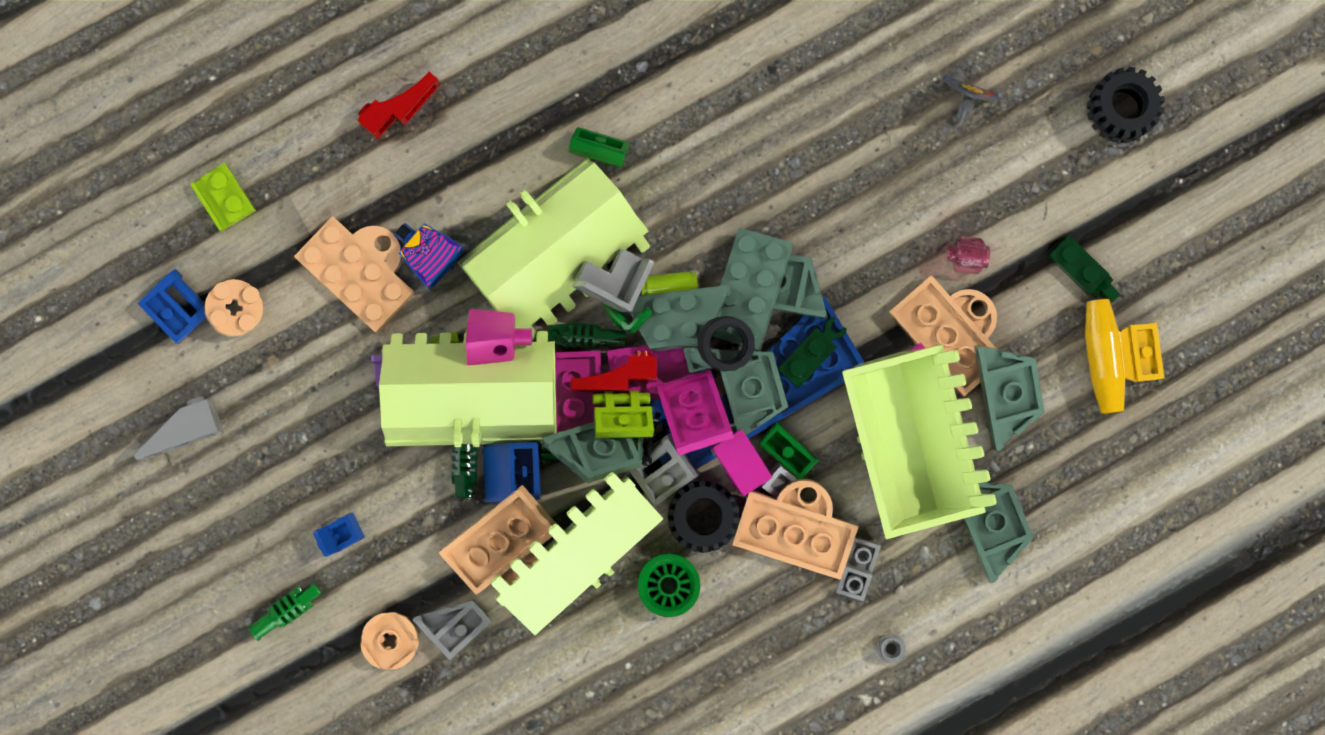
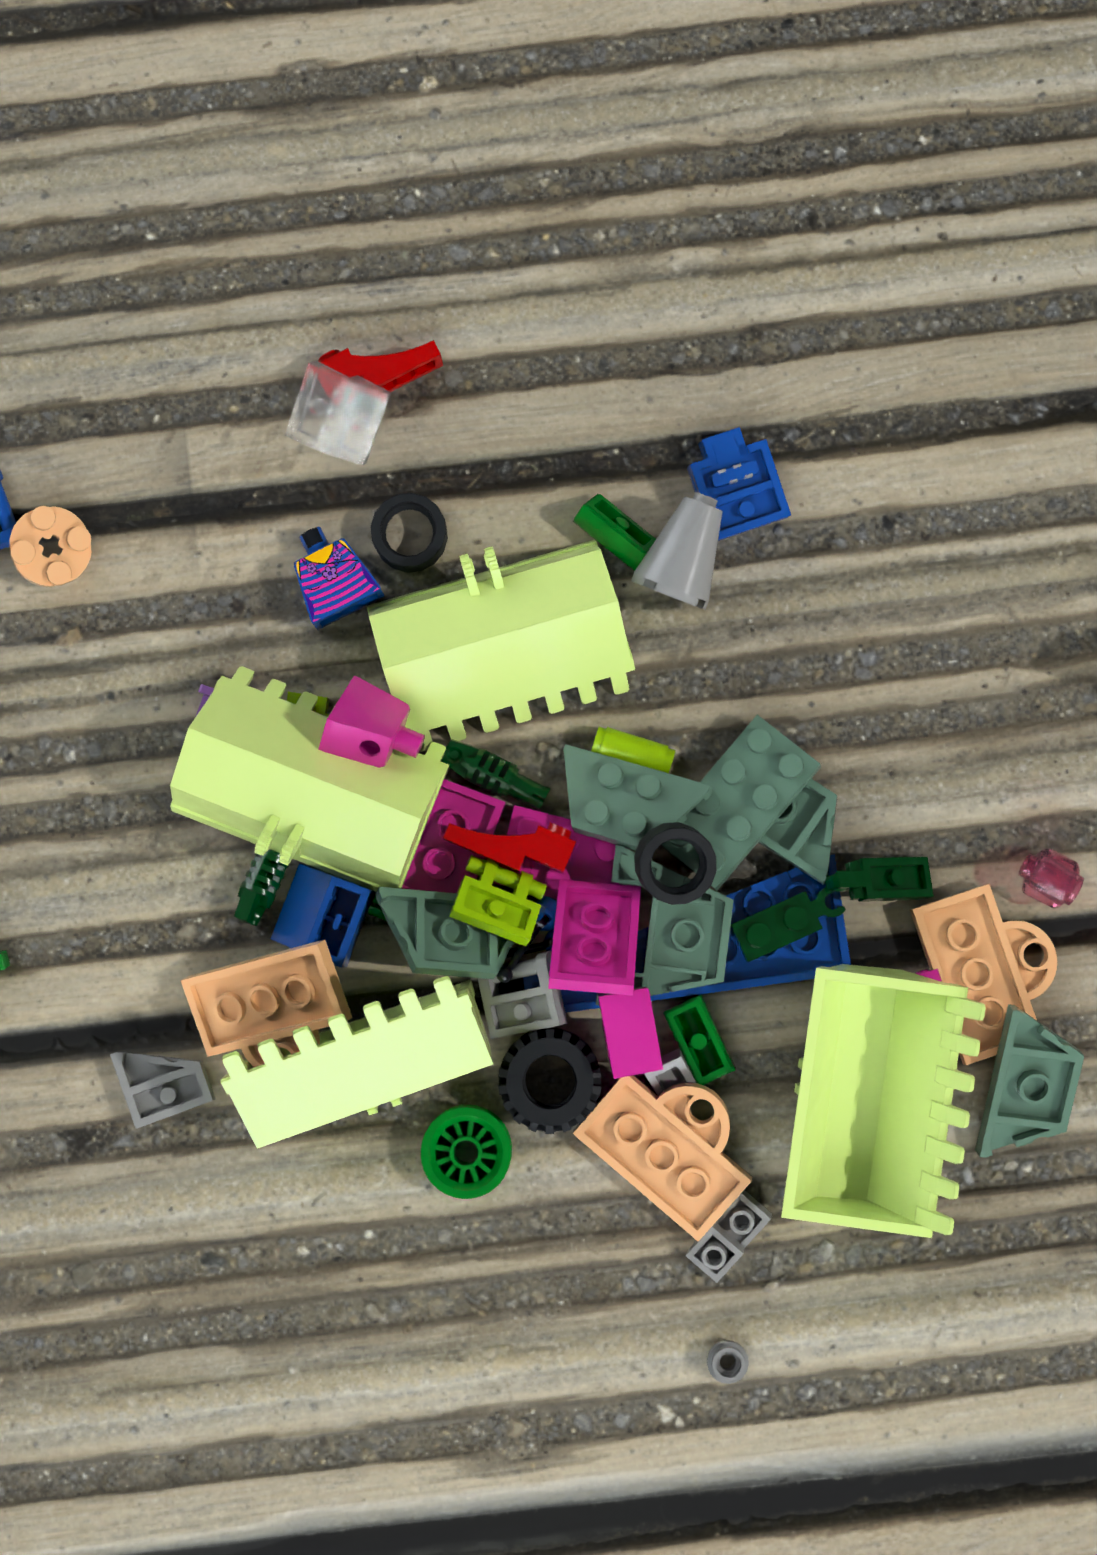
camera: 30 degrees right, 0 degrees up
(223, 197) = (99, 396): lime plate -> none
(339, 535) = (60, 902): blue bracket -> none
(358, 271) = (232, 564): light nougat plate -> none
(373, 639) = (50, 1055): light nougat plate -> none
(386, 144) = (337, 413): none -> clear slope
(464, 181) = (400, 503): none -> black tyre
(620, 285) = (566, 726): light grey panel -> none
(621, 321) = (547, 769): green piece -> none
(649, 143) = (684, 553): none -> light grey cone
(664, 85) = (741, 481): none -> blue piece
(863, 299) = (883, 879): none -> dark green hinge
(999, 531) = (940, 1269): sand green wing -> none

